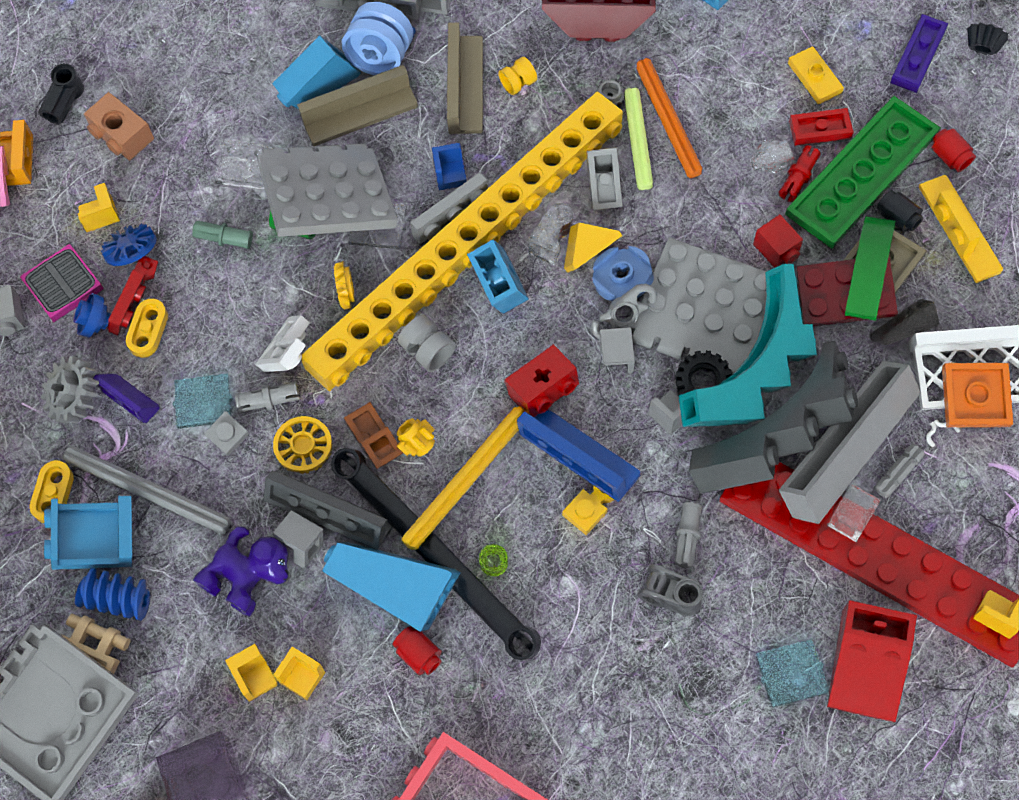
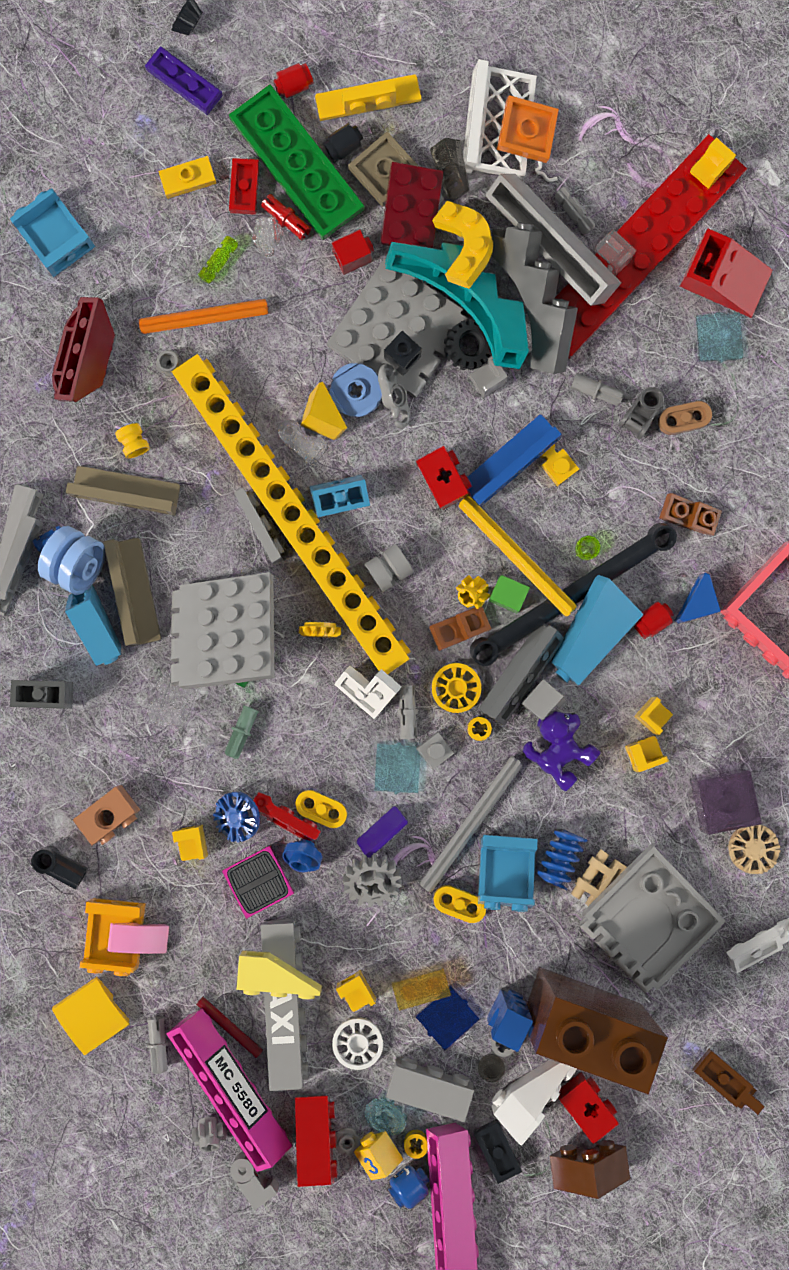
camera: 80 degrees left, 20 degrees up
(236, 43) = (41, 694): none -> dark grey brick
(249, 479) = (476, 736): none -> yellow bush
(419, 478) = (509, 594): none -> bright green panel
(449, 166) = (216, 520): blue panel -> none
(450, 703) = (700, 600): none -> blue slope
(559, 676) = (690, 514): none -> dark orange slope
(604, 178) = (261, 385): light grey slope -> none
(617, 347) = (426, 409): light grey panel -> none
(638, 139) = (219, 347): yellowish green axle -> none
(672, 305) = (402, 353): none -> black brick
(677, 646) = (684, 418): none -> medium nougat plate
(733, 119) = (218, 259): none -> clear neon green axle
(815, 352) = (477, 242): none -> yellow plate
(870, 268) = (400, 178): green slope -> none

